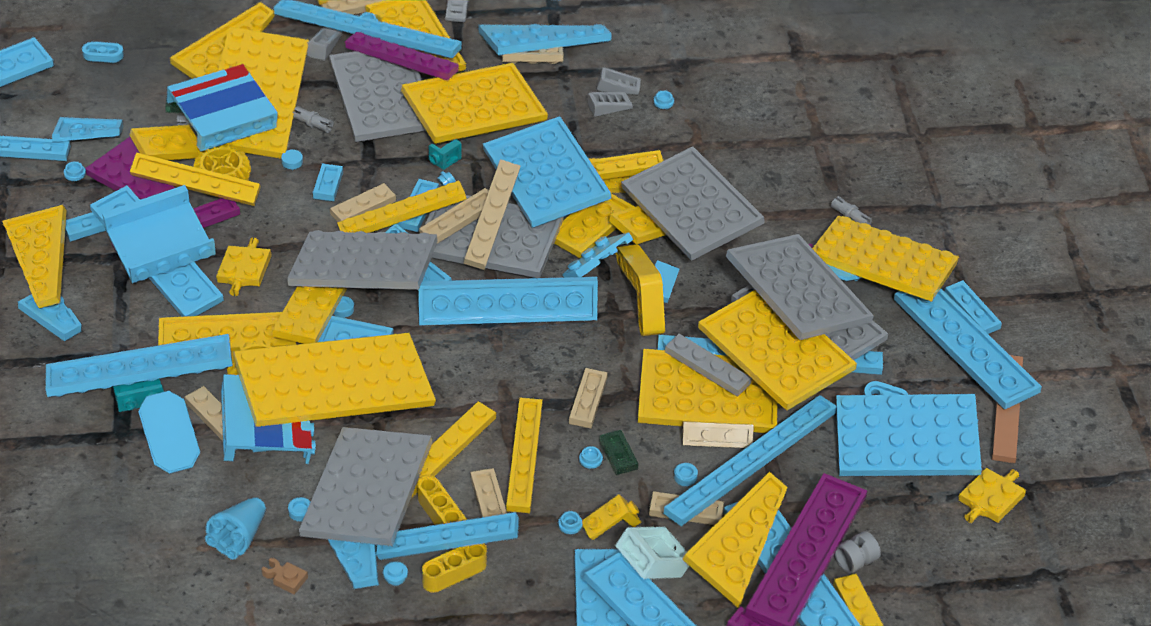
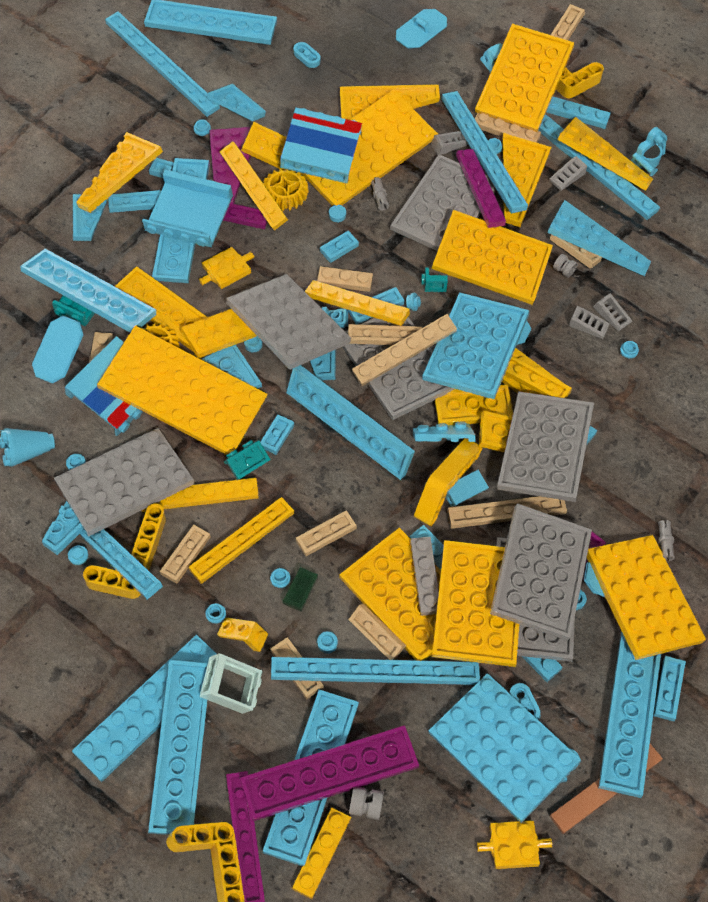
camera: 45 degrees right, 15 degrees up
(87, 269) = (133, 201): none -> medium azure plate
(286, 577) = (19, 503): medium nougat plate -> none
(452, 392) = (247, 460): none -> teal bracket
(454, 357) = (277, 434): none -> medium azure plate
(545, 71) = (565, 265): none -> light grey wheel
(704, 283) = (501, 511): none -> tan plate
(734, 544) = (286, 724): yellow wing -> none

